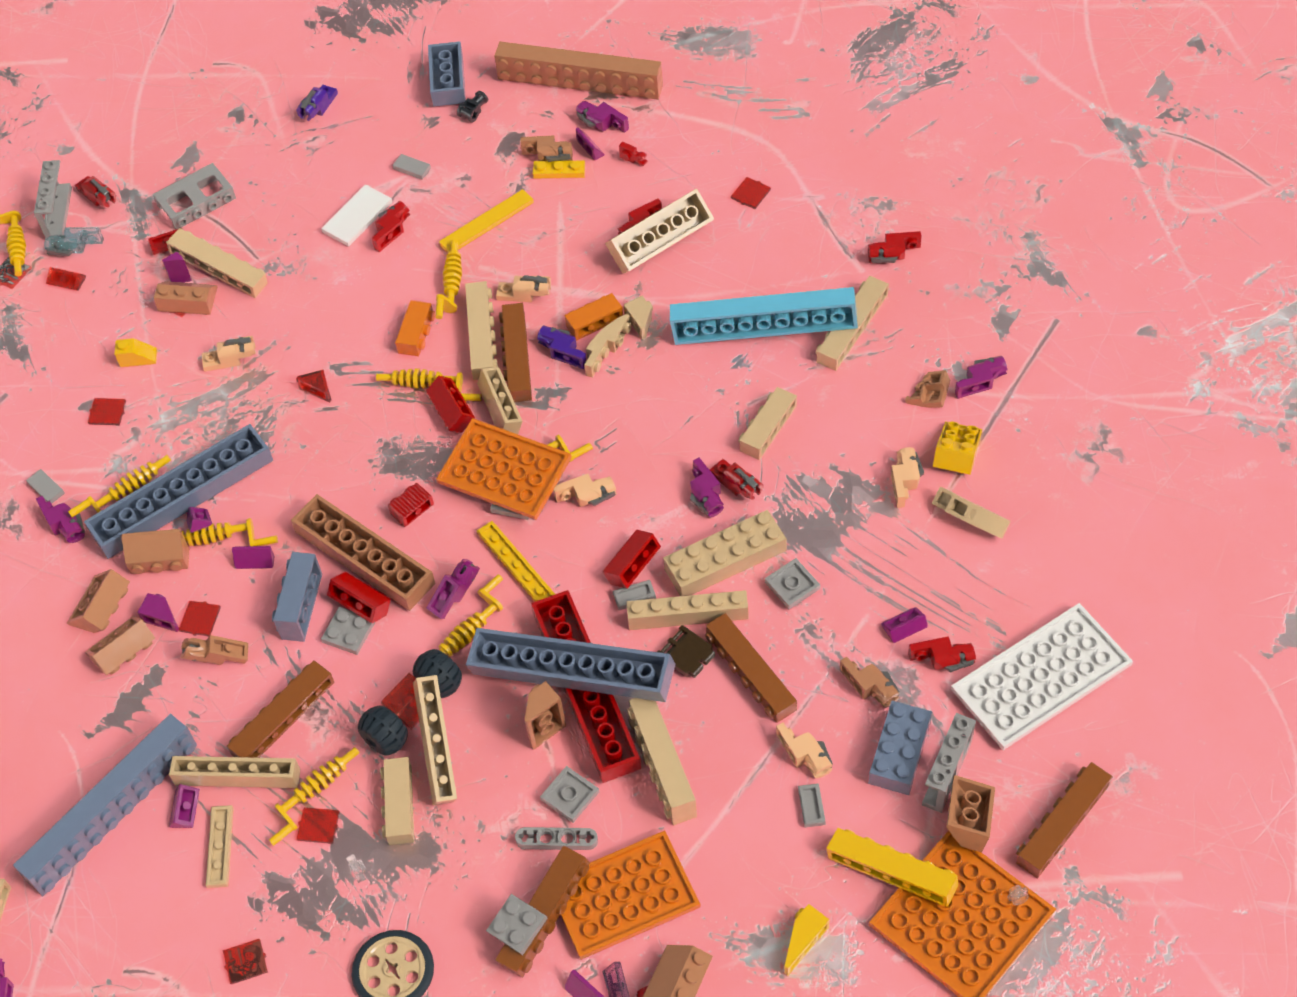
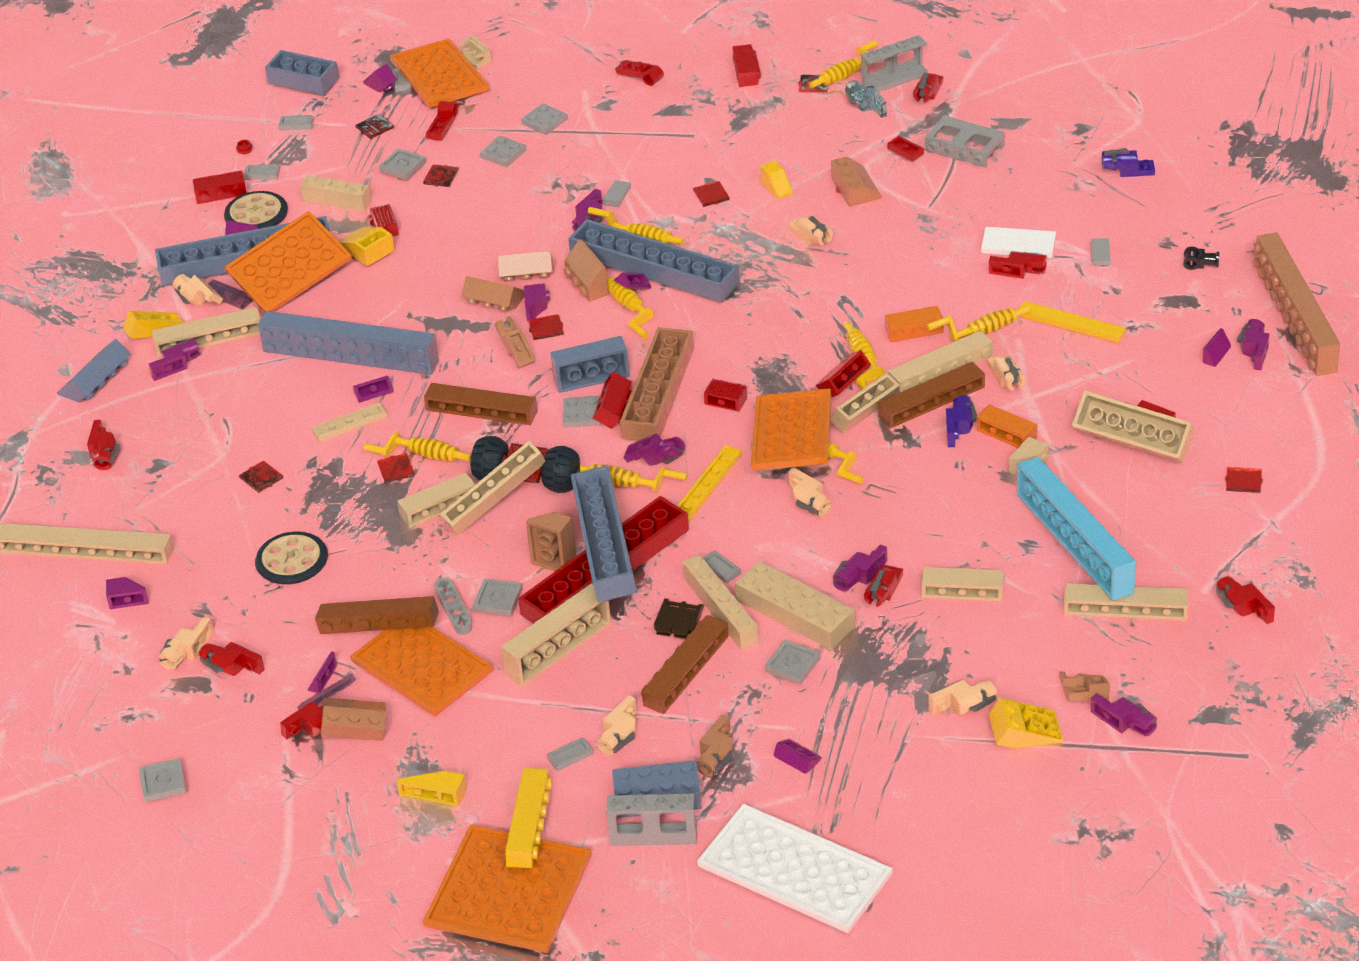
camera: 65 degrees right, 15 degrees down
(65, 278) = (828, 113): clear red slope -> none
(176, 268) = (874, 161): magenta slope -> none
(217, 262) = (899, 182): tan brick -> none
(235, 771) = (412, 398): tan brick -> none
(253, 557) = (617, 327): magenta slope -> none
(315, 384) = (814, 292): clear red slope -> none
(357, 868) = (365, 500): clear plate -> none
(446, 73) = (1224, 224): sand blue brick -> none
(516, 924) = (353, 599): light grey plate -> none
(547, 148) = (1185, 323): nougat plate -> none
(559, 169) = (1171, 343): yellow plate -> none
(606, 340) = (978, 443): tan slope -> none
(630, 153) = (1222, 377): red plate -> none
(631, 559) = (751, 546): red brick -> none
(943, 654) = (776, 789): red plate -> none
(970, 812) = (607, 849): nougat slope -> none
(971, 512) = (946, 757): tan slope -> none
(1018, 895) = (542, 911): clear plate -> none
(1063, 820) = (644, 928): dark orange brick -> none

